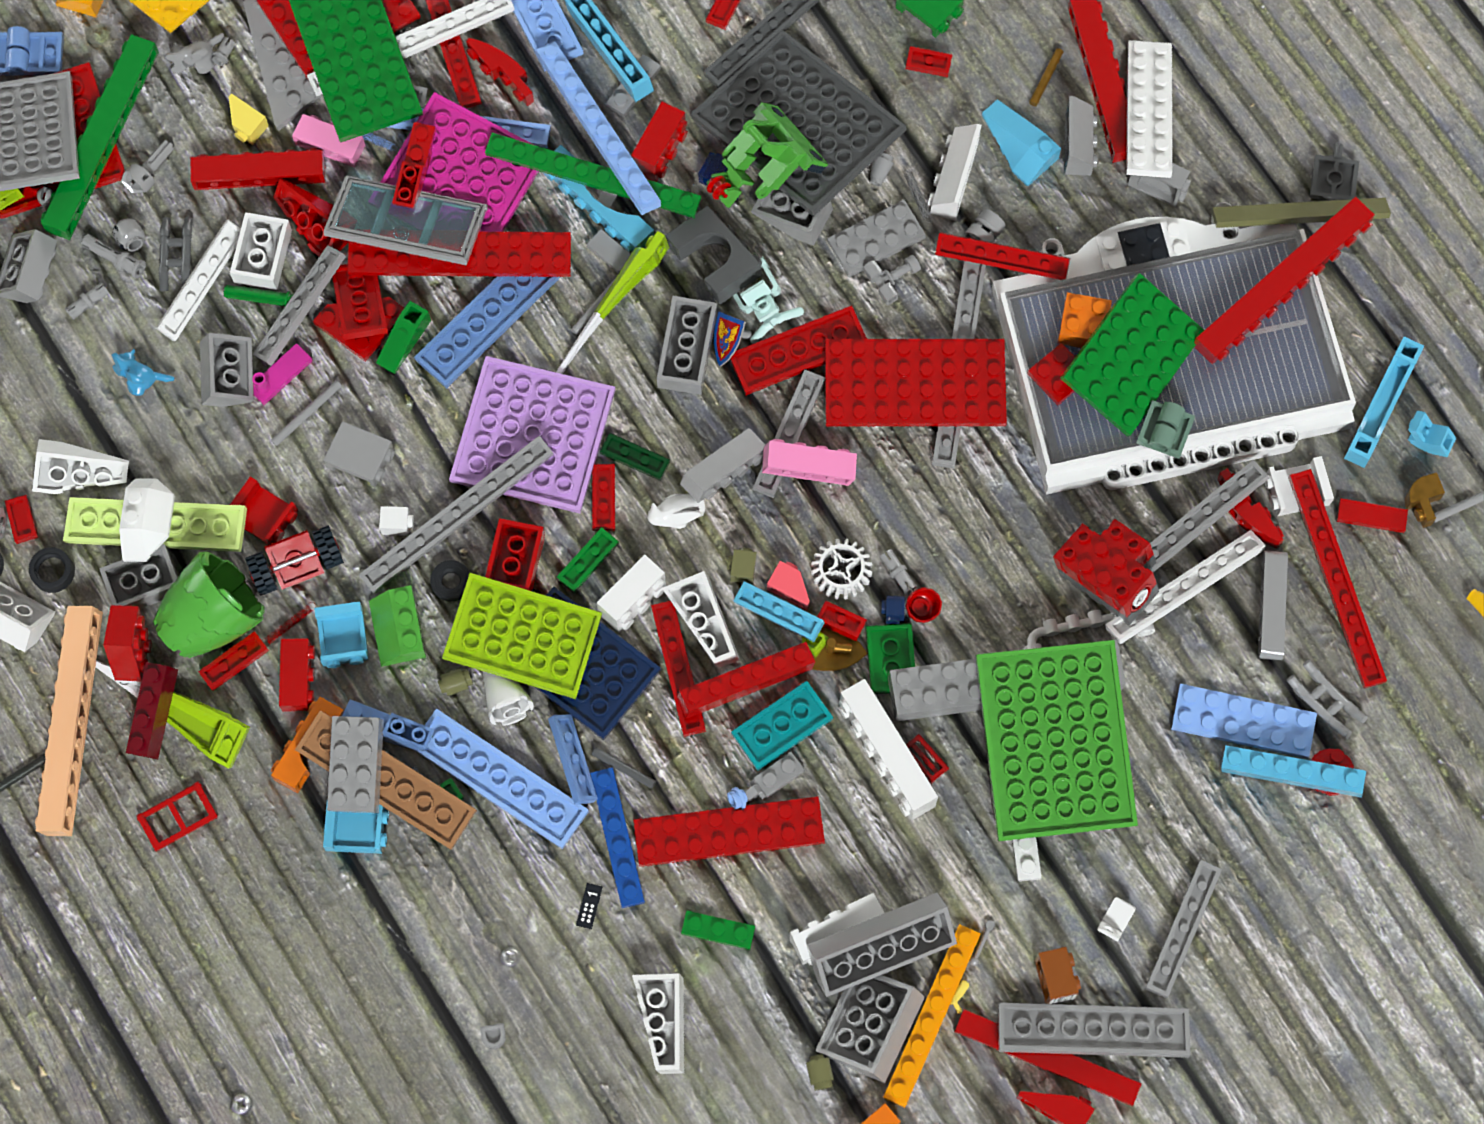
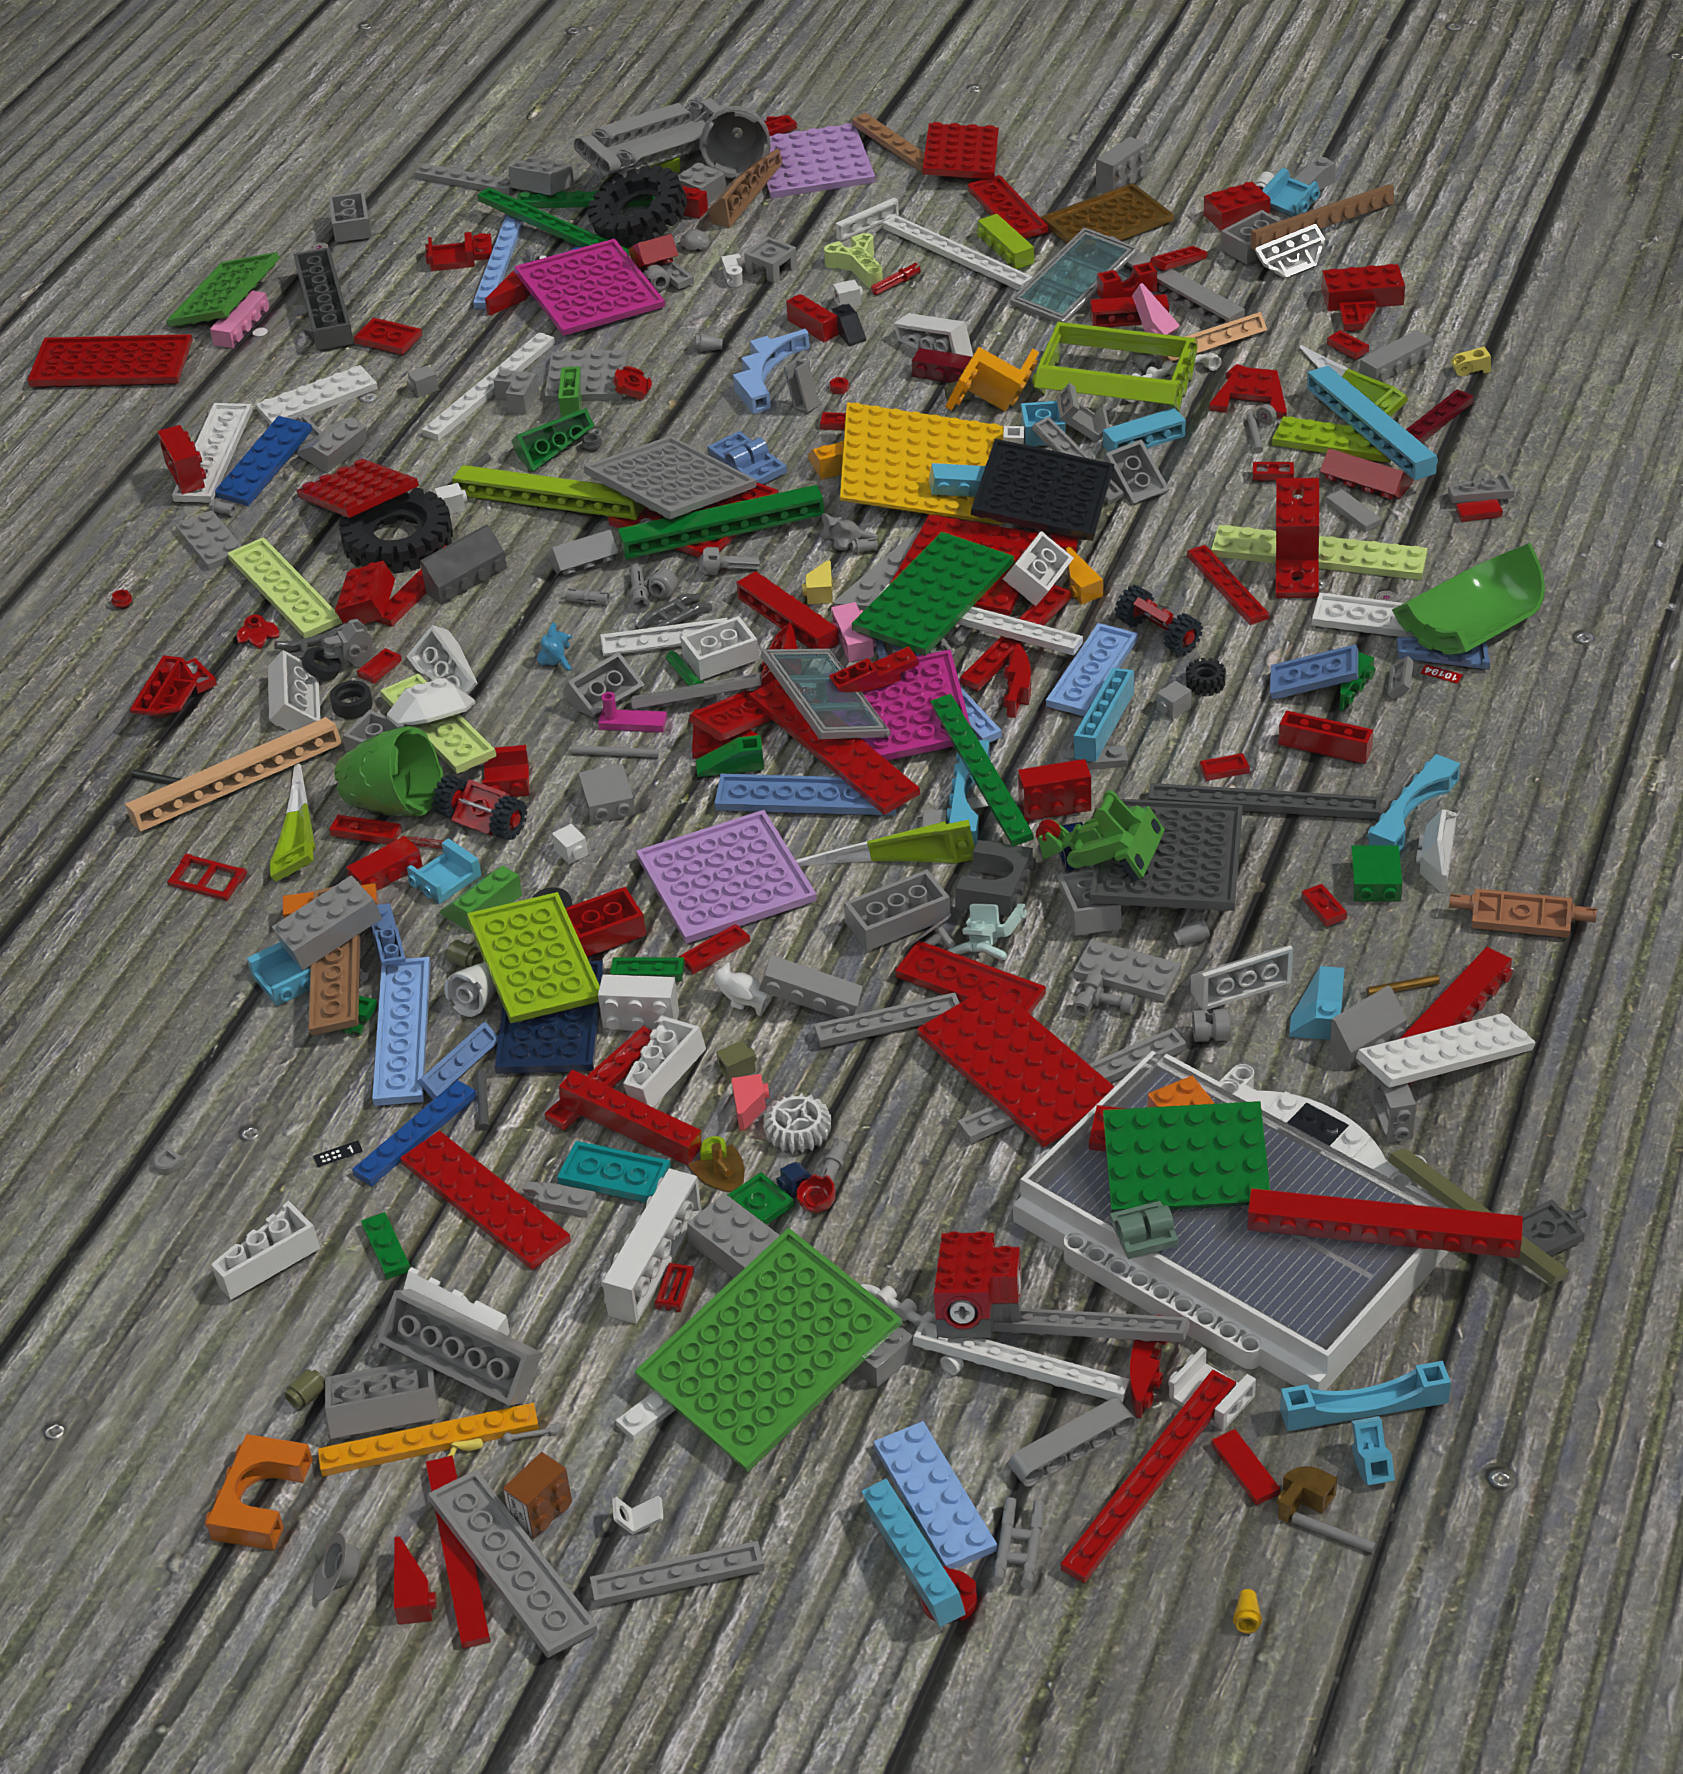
camera: 55 degrees right, 30 degrees down
(126, 643) = (316, 750): red brick -> none
(152, 710) = (278, 804): dark red brick -> none
(456, 514) = (611, 869): light grey plate -> none
(598, 128) = (1022, 746): light blue plate -> none
(635, 456) = (768, 939): dark green tile -> none
(737, 798) = (517, 1181): light blue plate -> none
(779, 611) = (716, 1105): medium azure plate -> none
(809, 462) = (870, 1039): bright pink brick -> none
(842, 620) = (748, 1151): red plate -> none
(1002, 256) = (1194, 1041): red plate -> none

